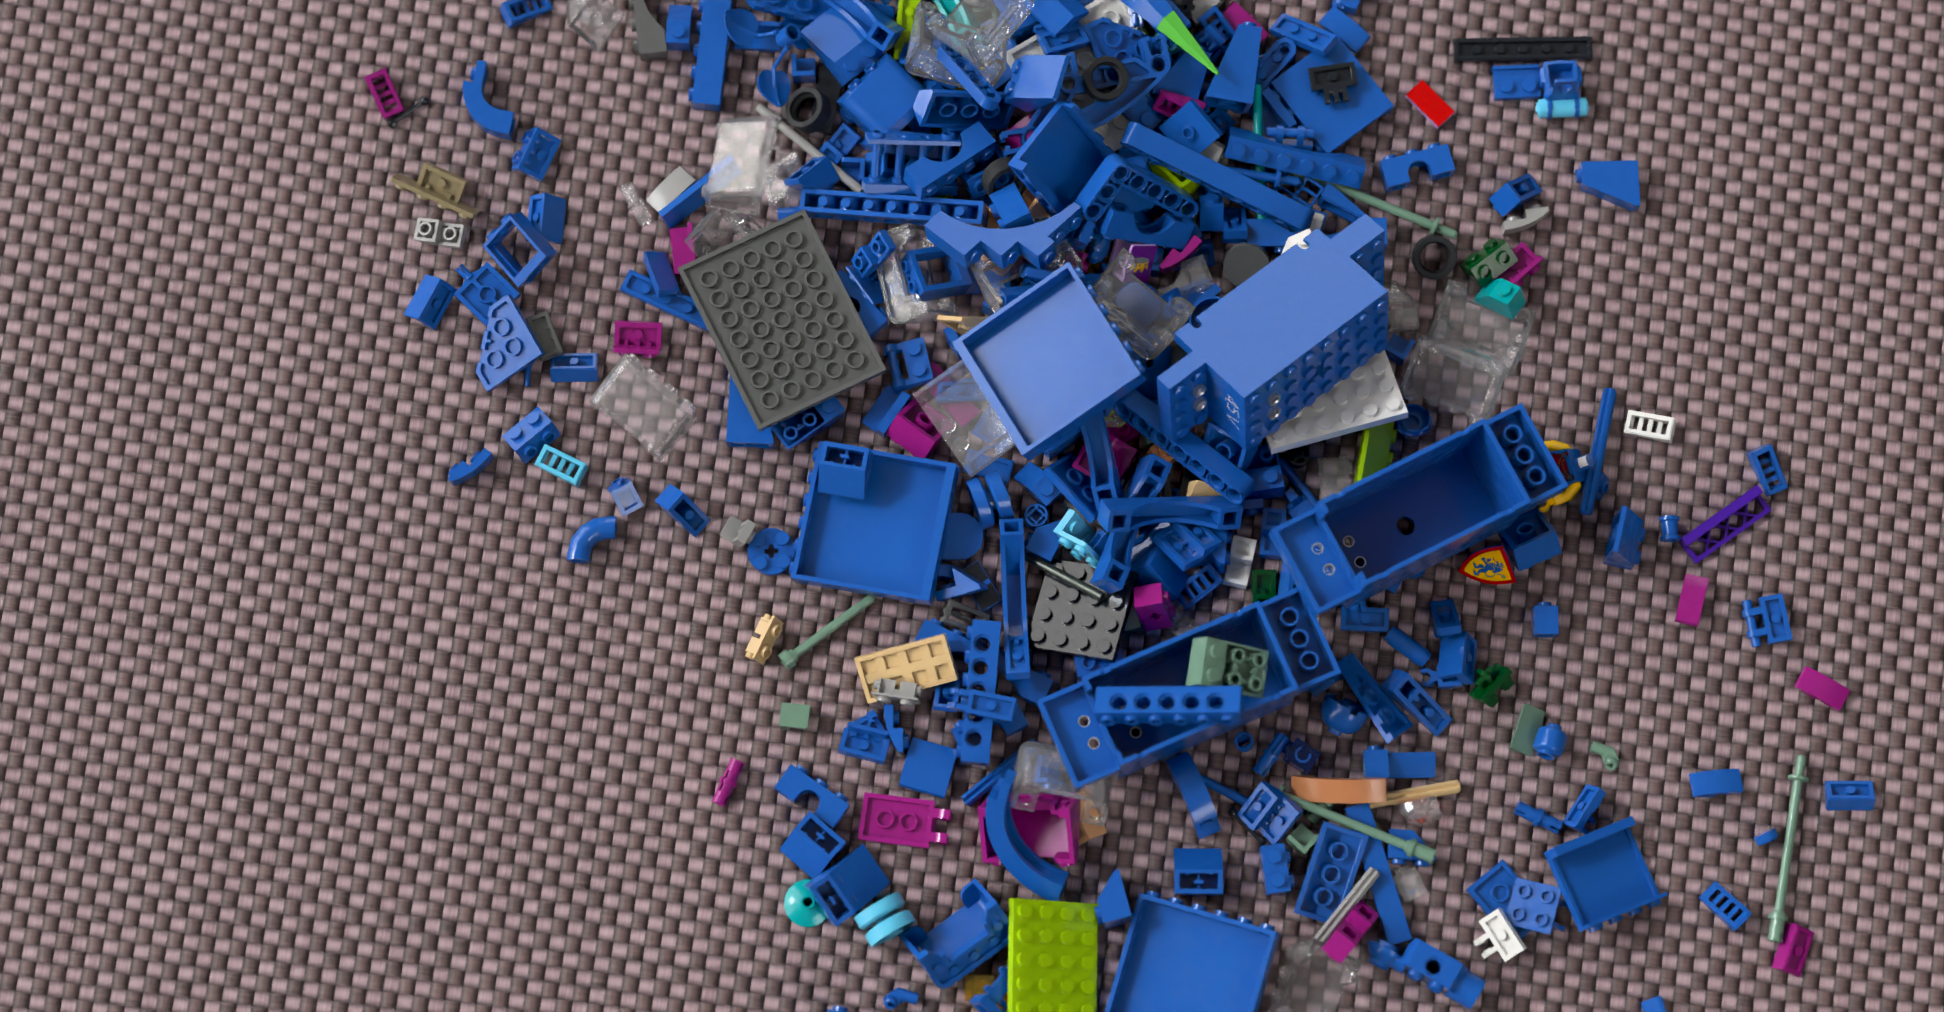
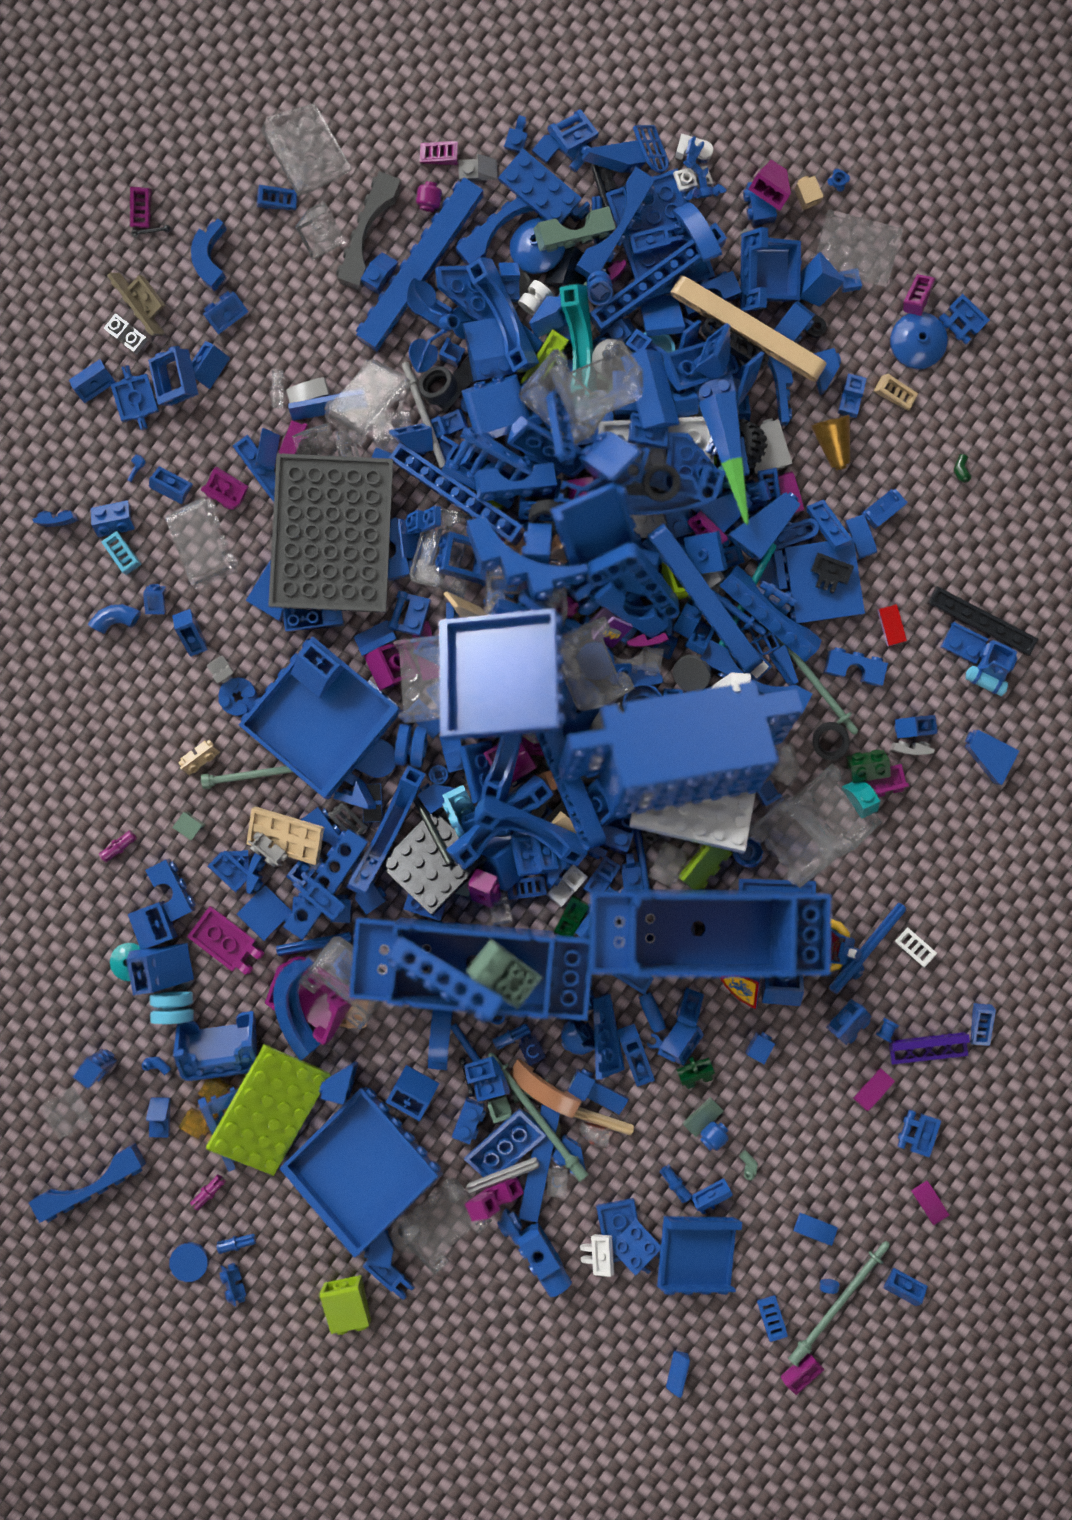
camera: 25 degrees right, 10 degrees up
(506, 344) = (126, 442): plate -> none
(546, 335) = (159, 451): dark grey plate -> none

